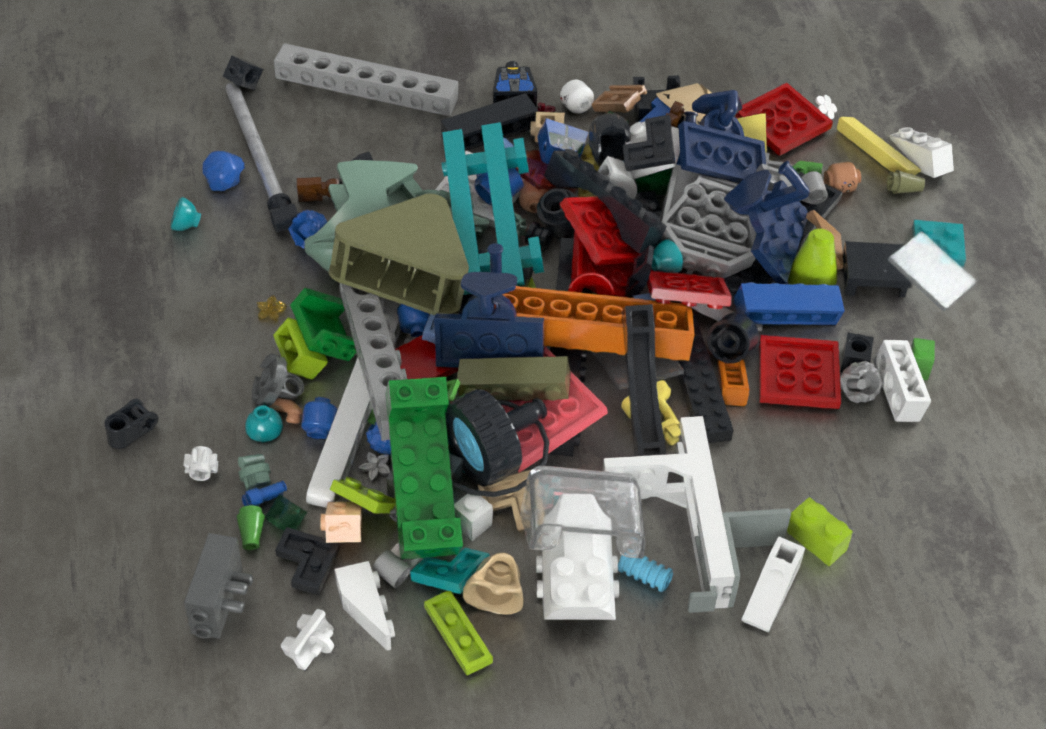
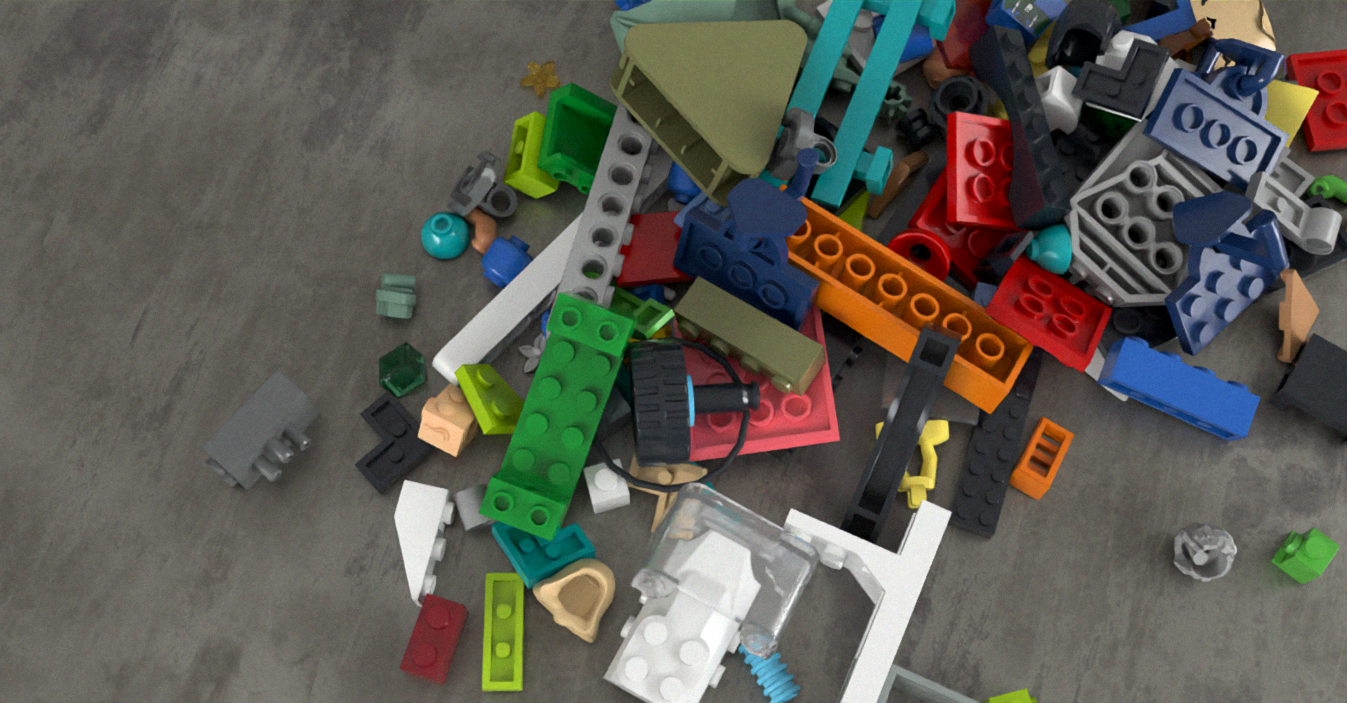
camera: 30 degrees right, 20 degrees up
(129, 424) = (297, 158): black piece -> none
(200, 463) = (342, 255): white gear -> none
(250, 525) = (352, 367): bright green cone -> none
(256, 497) = (375, 333): blue piece -> none
(312, 639) = (335, 553): white hips -> none
(415, 656) = (434, 639): none -> dark red brick
(475, 248) = (796, 136): none -> dark grey tile
(545, 276) = (897, 182): none -> medium nougat tile
(724, 346) = (1073, 403): black piece -> none
(799, 372) = (1134, 490): red plate -> none
(815, 260) = (1249, 348): lime cone -> none
(856, 349) = (1212, 509): black brick -> none
(902, 381) = (1259, 578): white brick -> none

